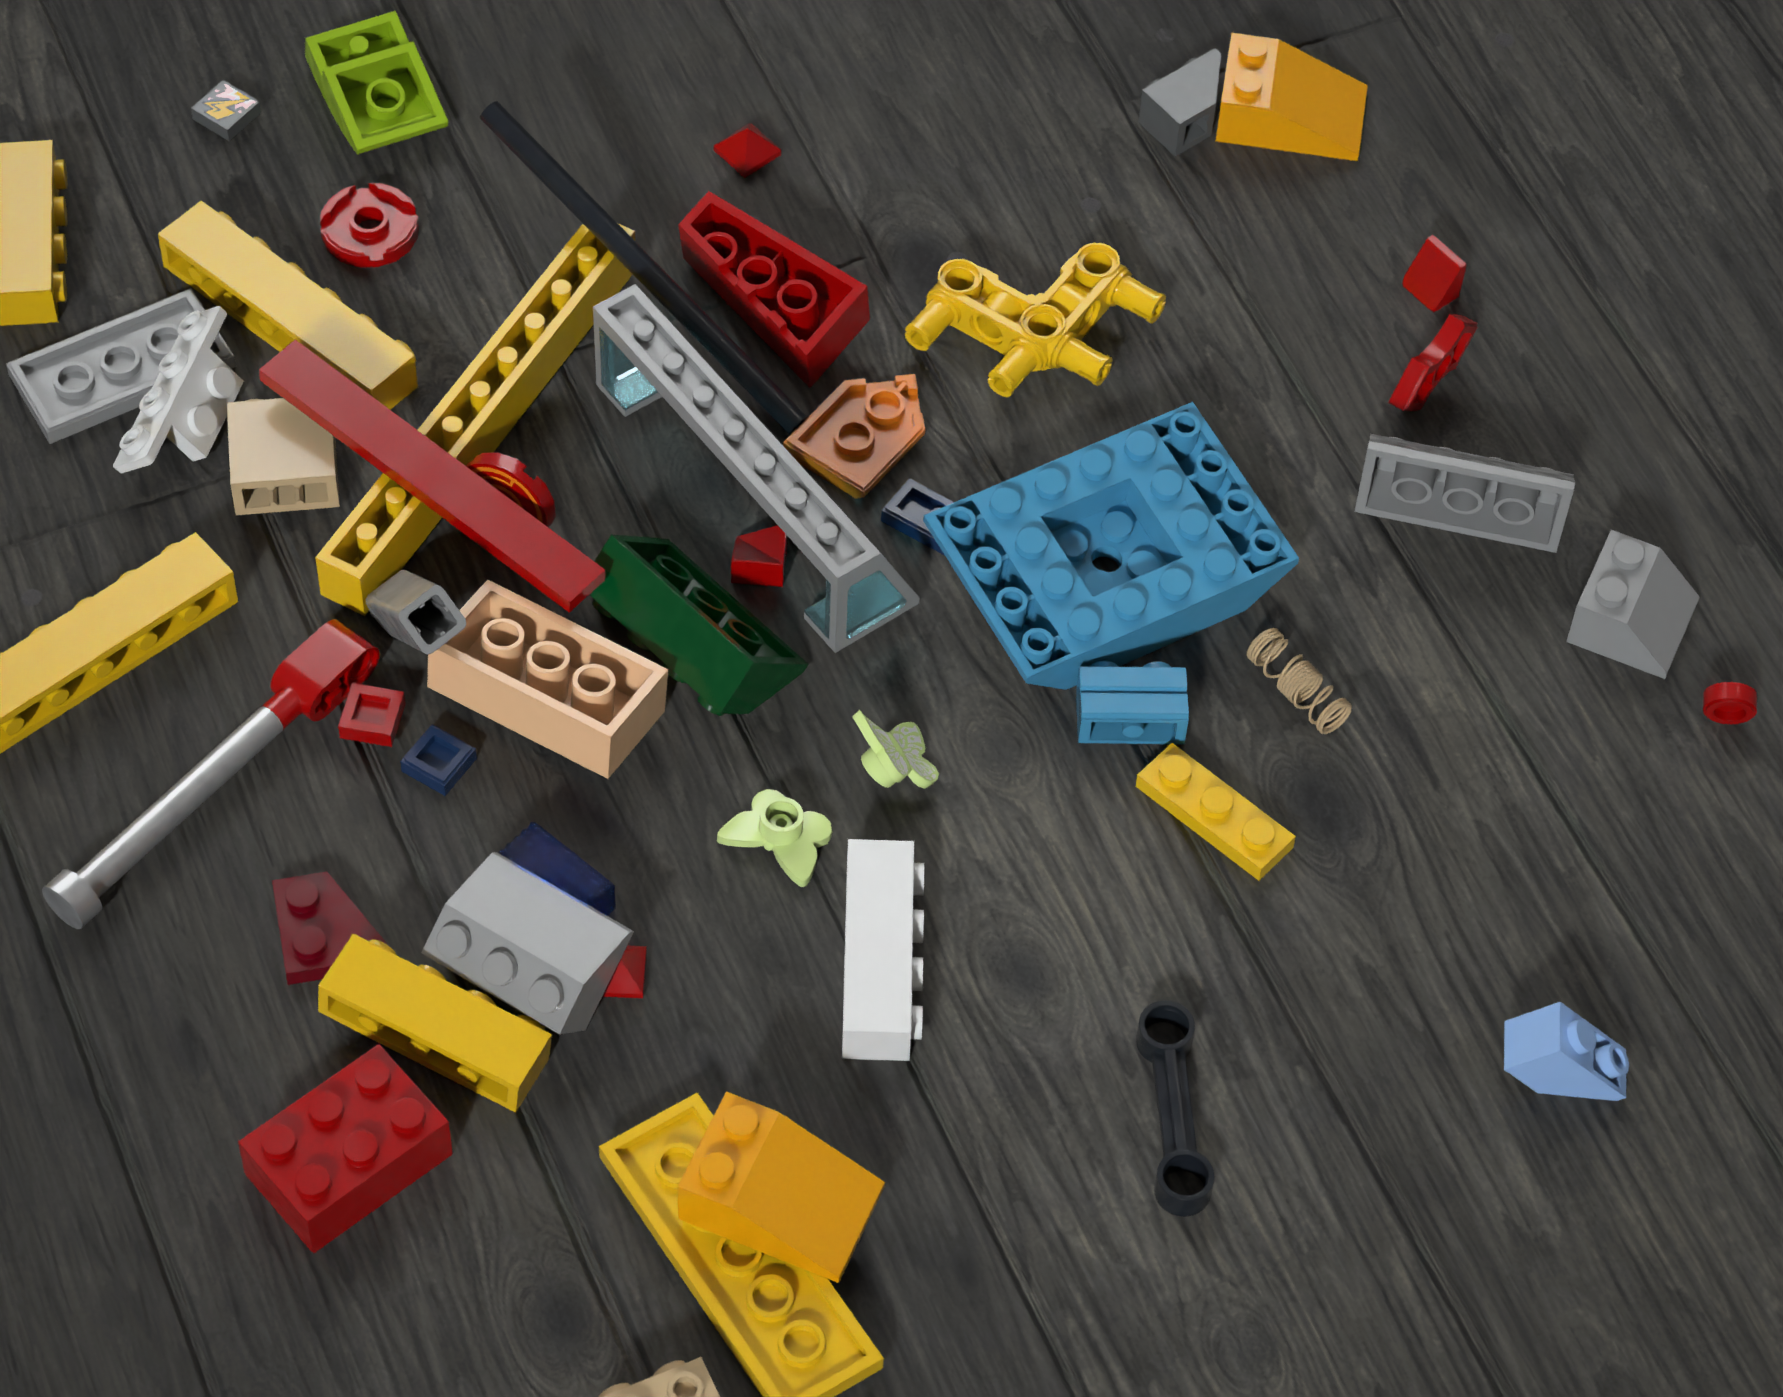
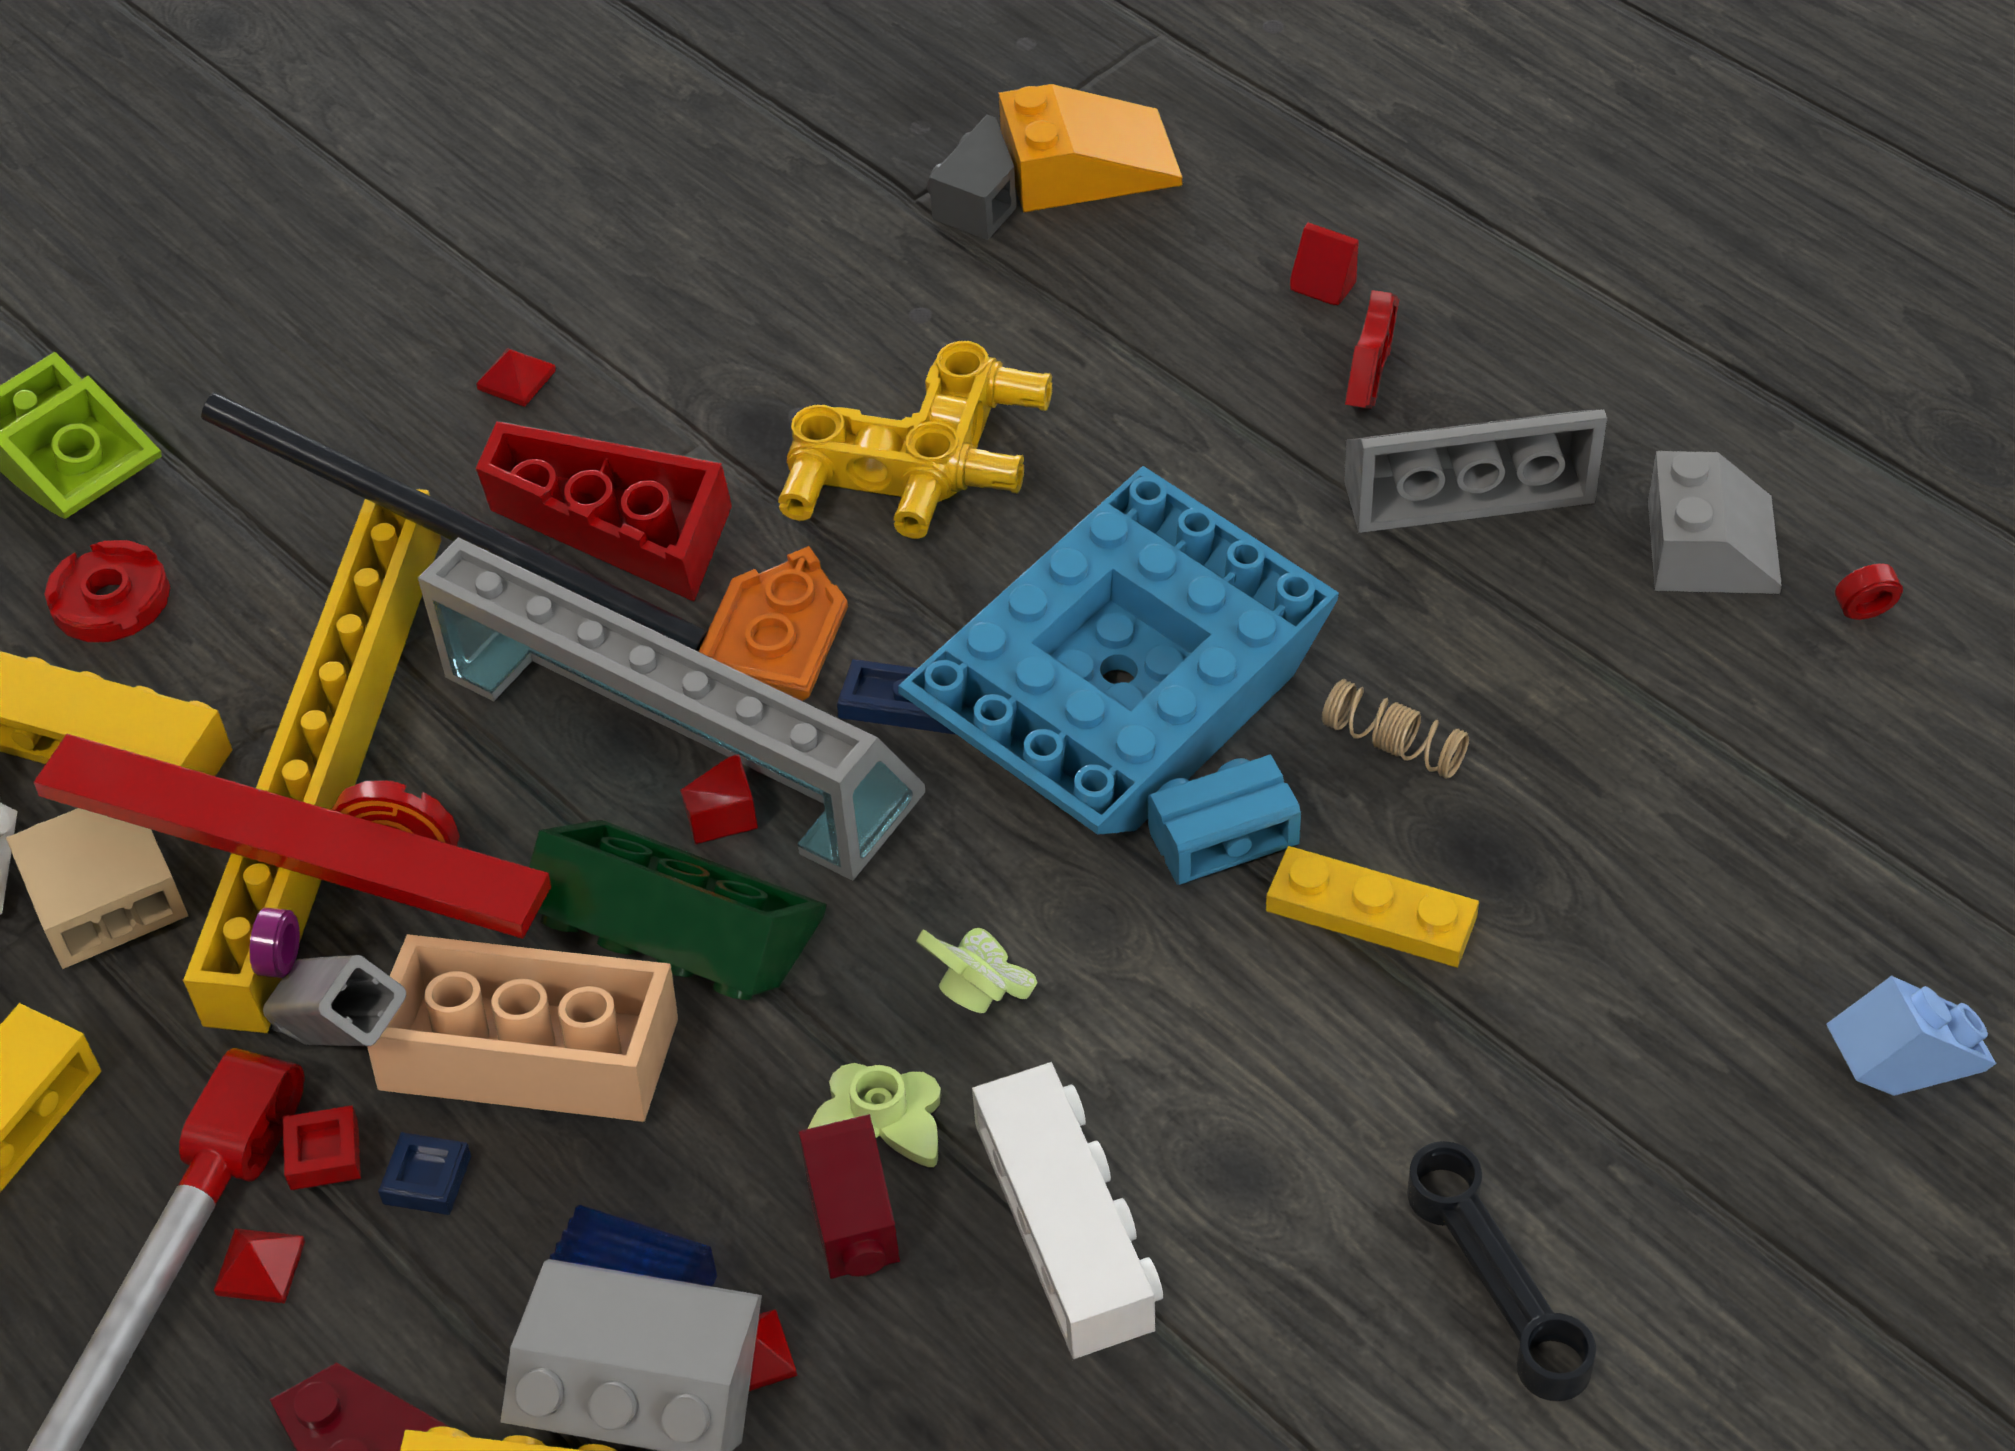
camera: 15 degrees left, 5 degrees down
(299, 784) = (259, 1265): none -> red slope
(389, 552) = (274, 942): none -> magenta tile
(726, 885) = (849, 1197): none -> dark red slope

